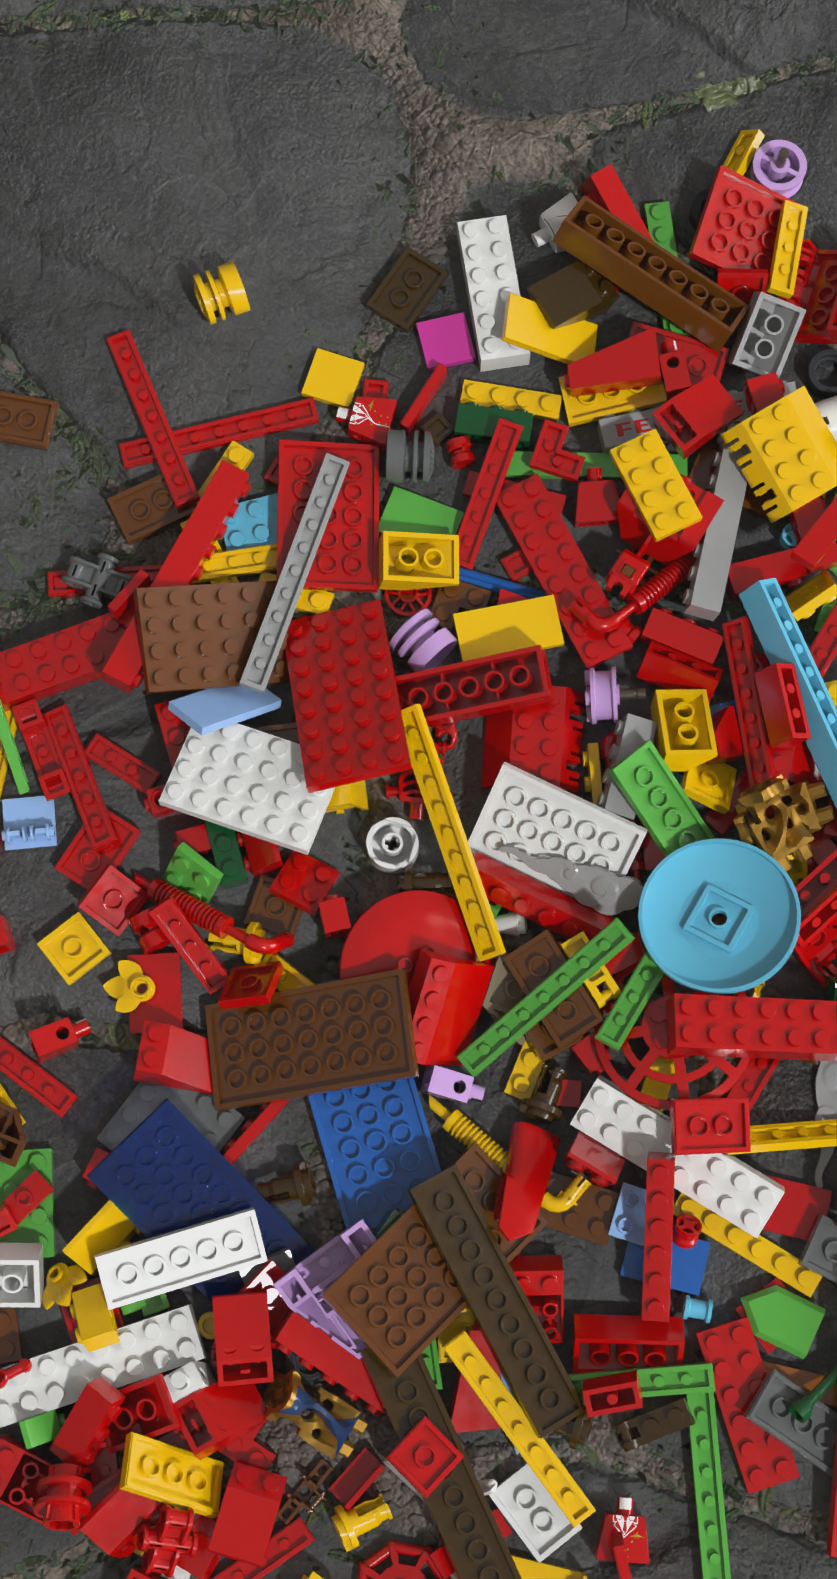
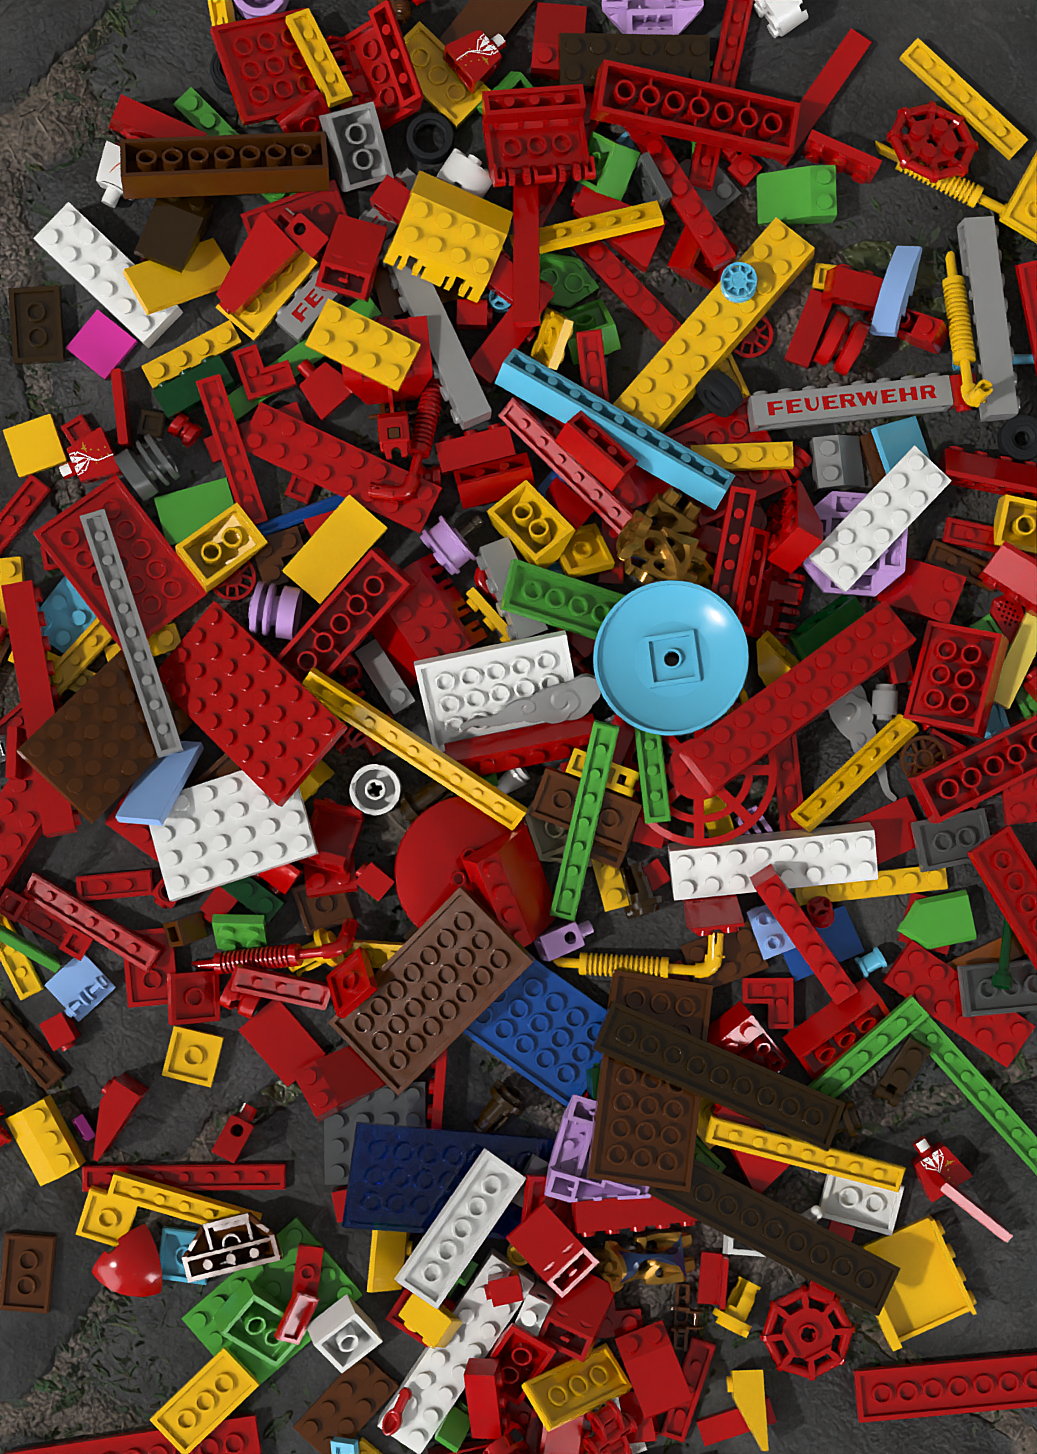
camera: 40 degrees left, 10 degrees up
(60, 1283) = (383, 1311): yellow plate -> none
(126, 986) = (257, 1055): yellow plate -> none
(150, 840) = (185, 930): none -> reddish brown brick
(177, 1338) = (504, 1288): none -> red brick
(331, 856) = (335, 834): none -> red panel
(424, 1457) = (753, 1232): red tile -> none
(469, 764) = (385, 677): none -> light grey slope
(525, 1179) = (673, 969): red panel -> none
(596, 1271) = (776, 993): none -> red plate
(612, 1393) = (856, 1077): red brick -> none
(710, 1125) = (782, 824): red tile -> none
(761, 532) = (473, 315): none -> red brick
(803, 983) = (773, 658): none -> yellow slope

